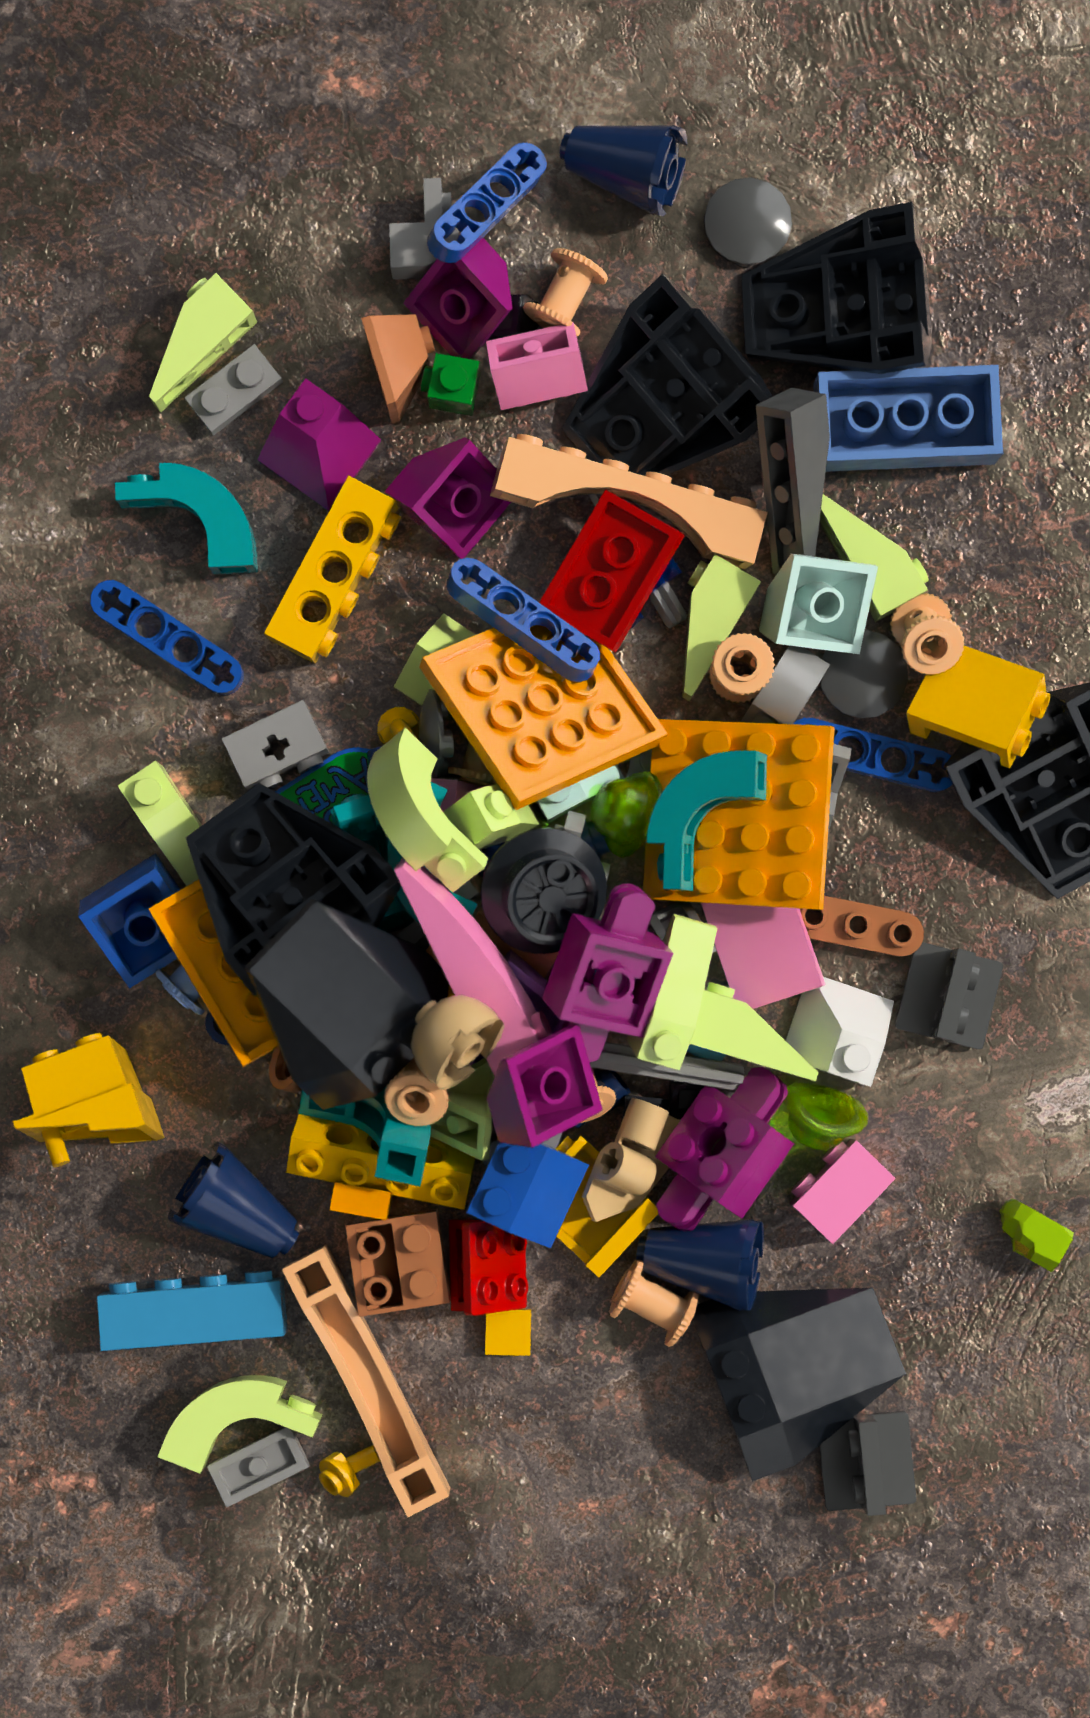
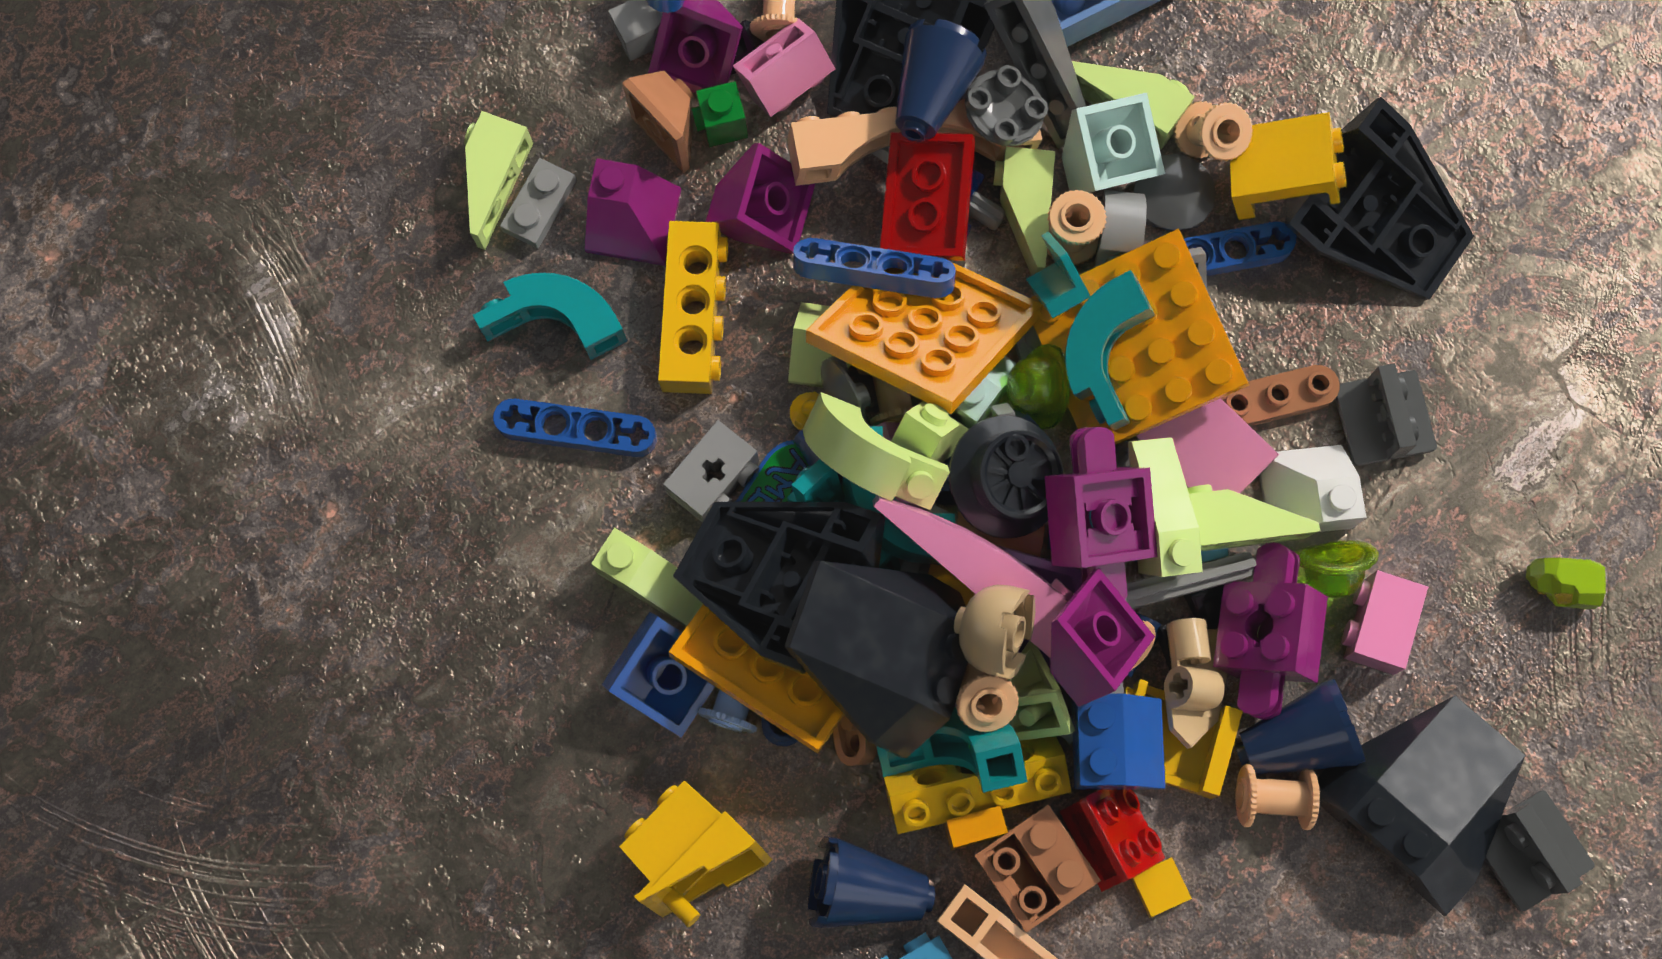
camera: 20 degrees left, 10 degrees down
(669, 459) = (934, 75): none -> dark blue cone
(689, 721) = (1059, 284): none -> teal panel
(730, 516) = (1005, 107): none -> dark grey dish

